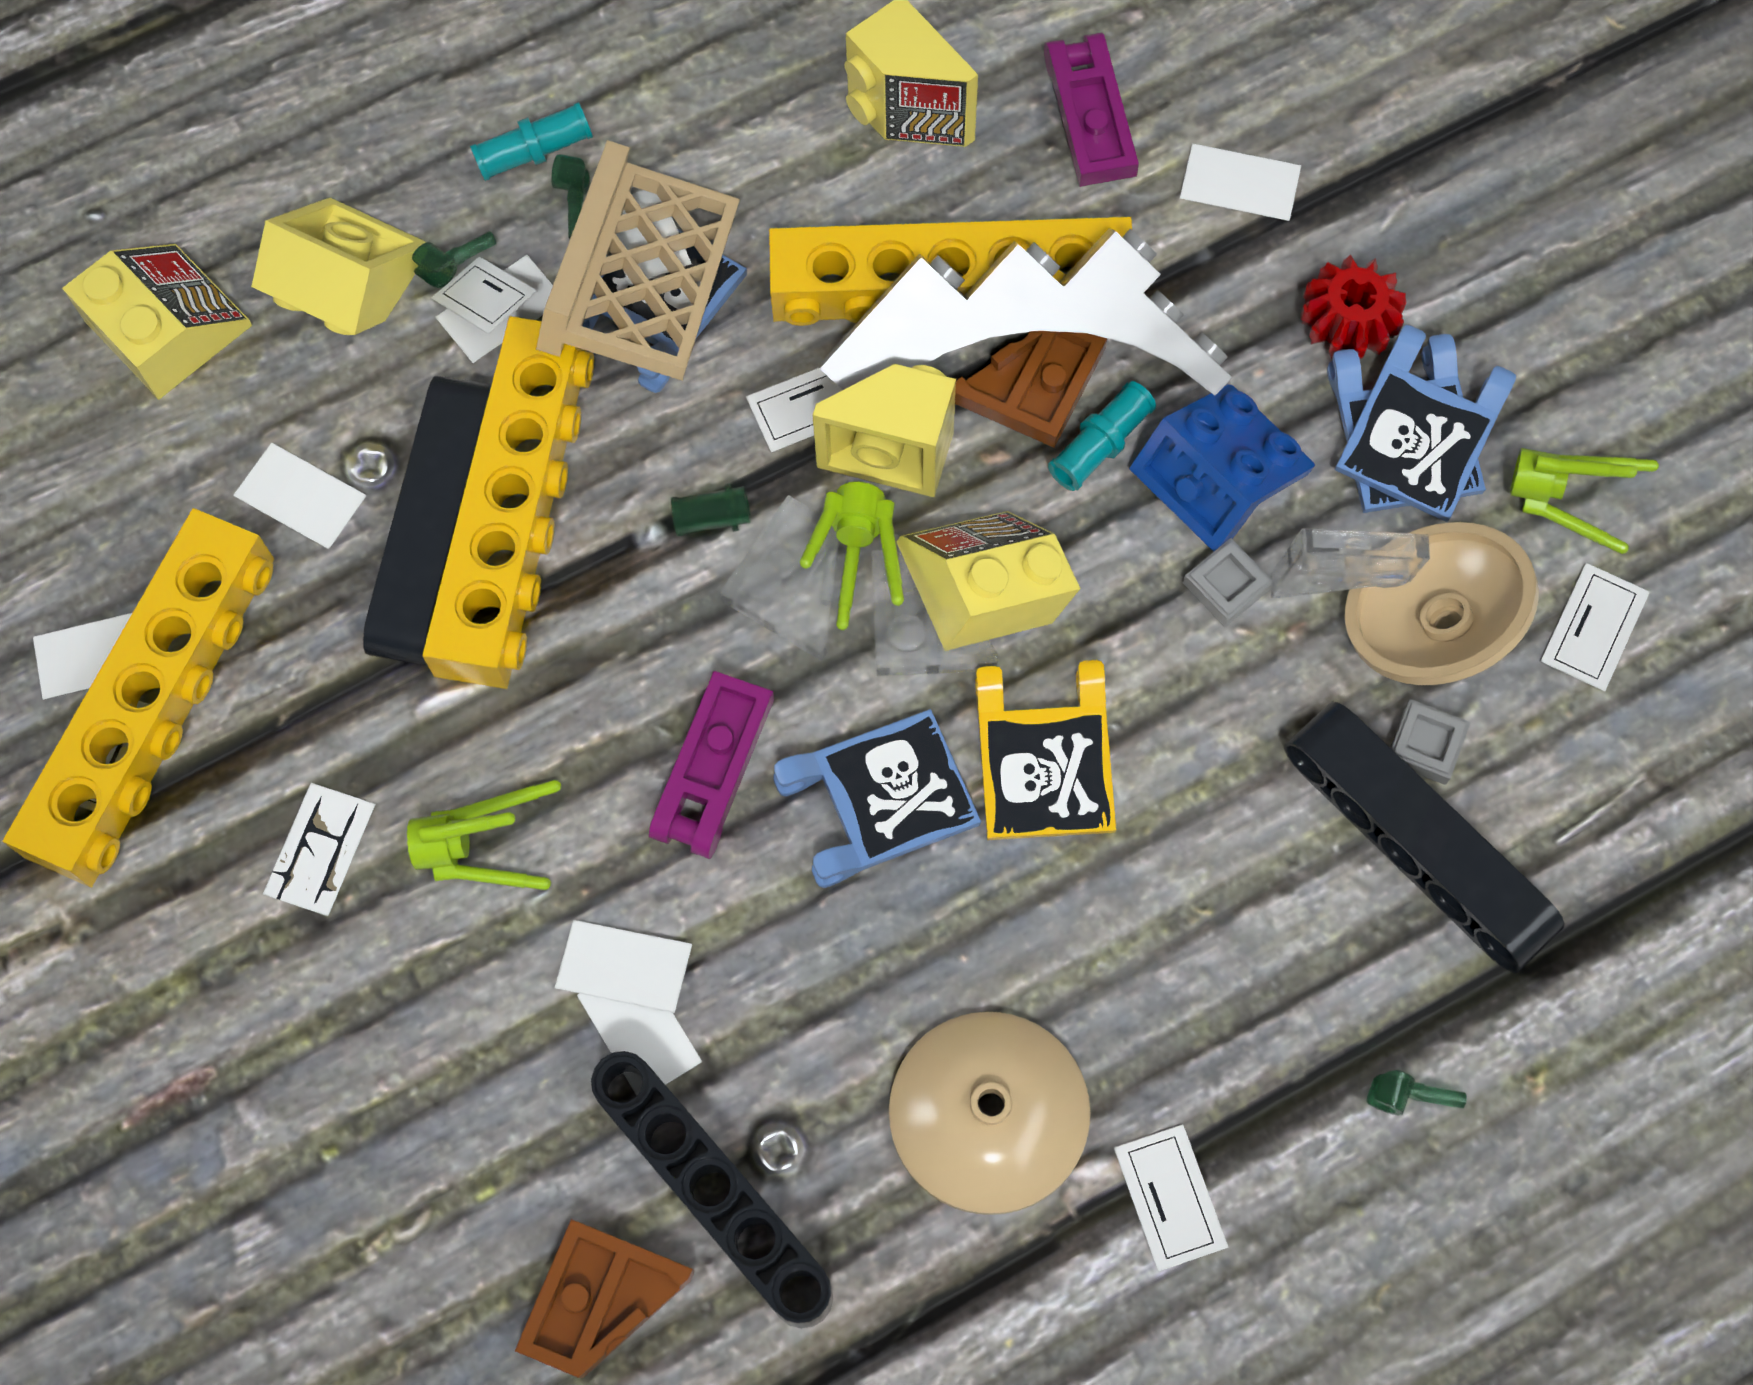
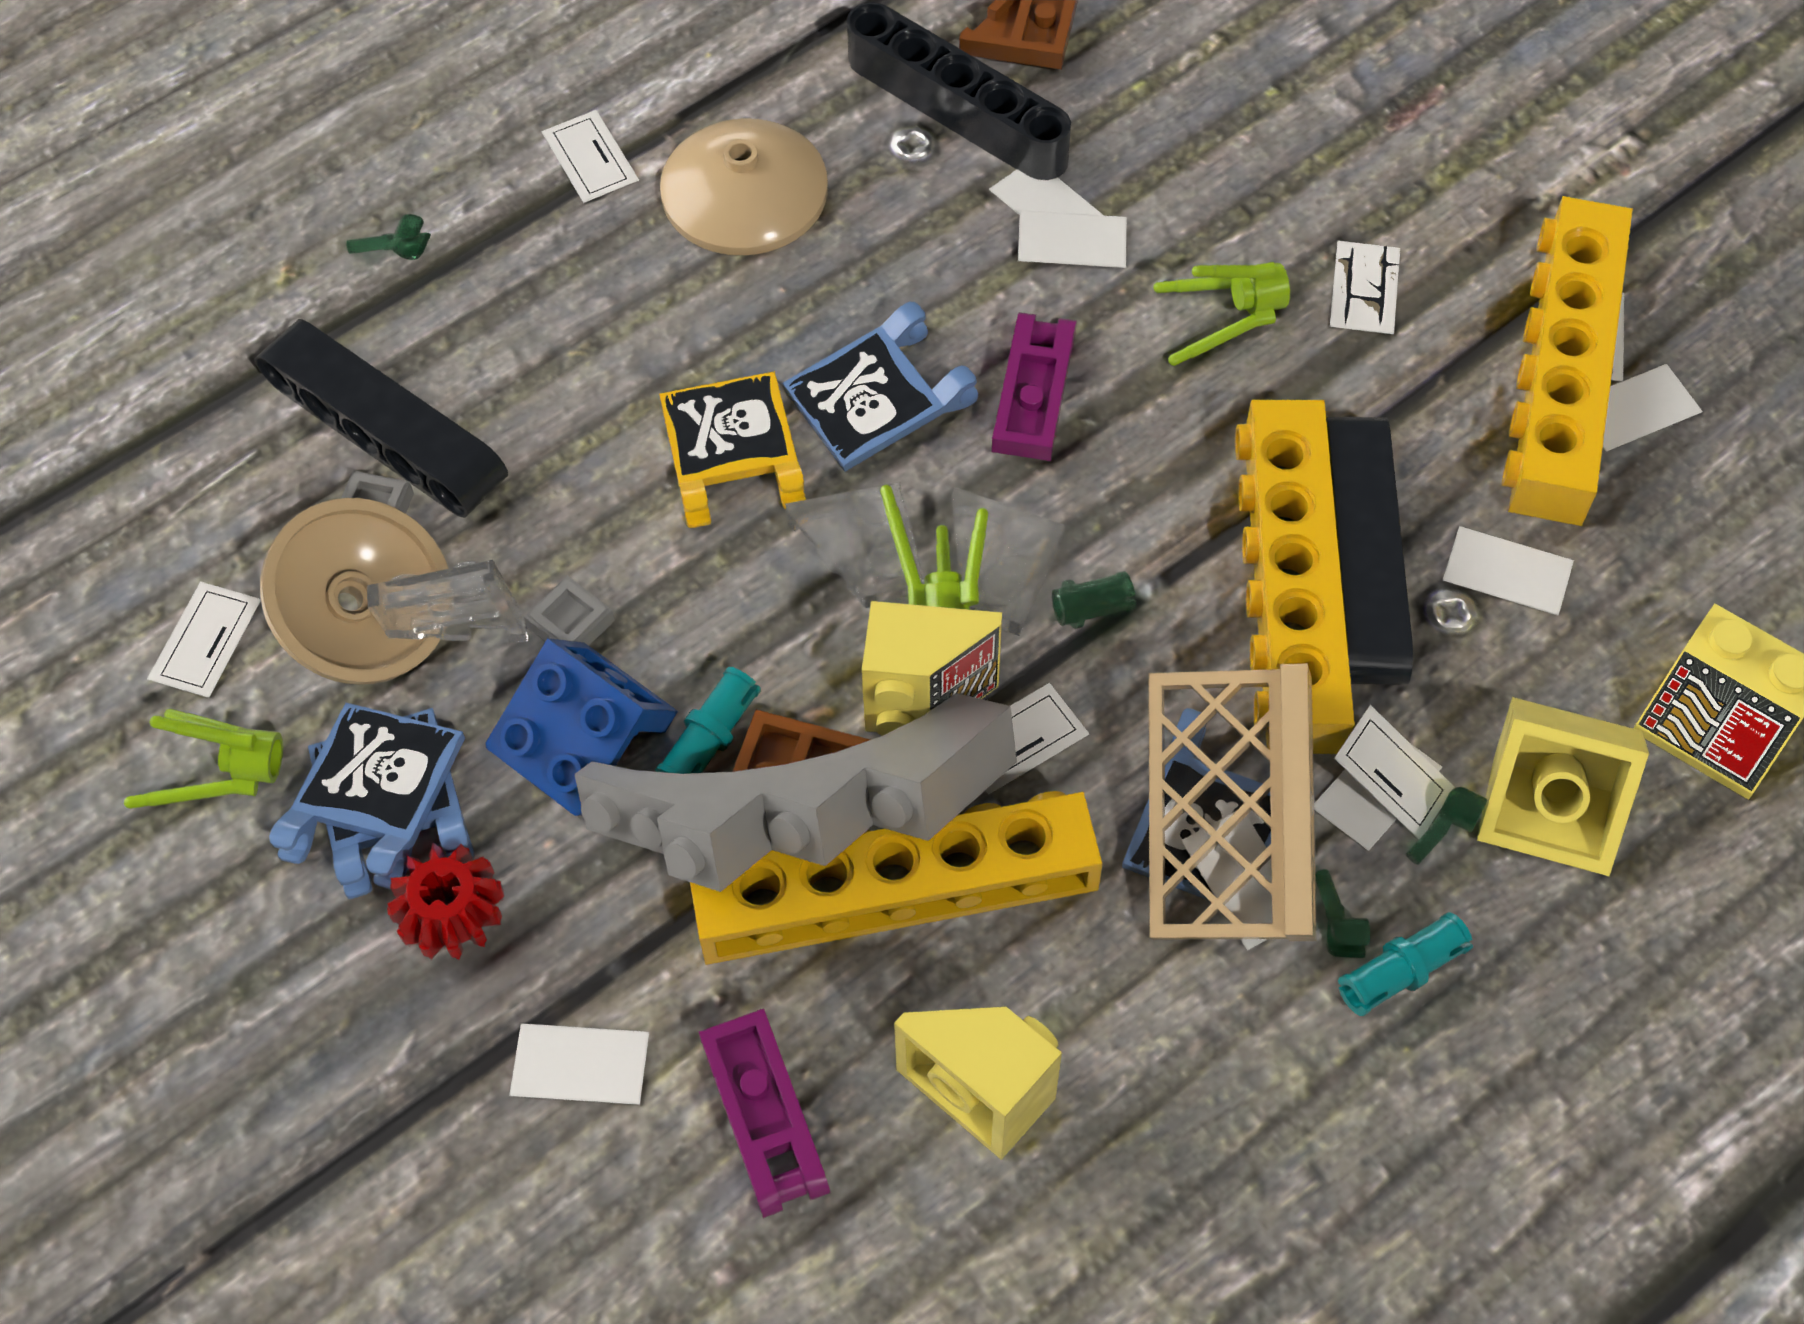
camera: 170 degrees right, 10 degrees down
(988, 577) = (806, 560): light yellow slope -> none

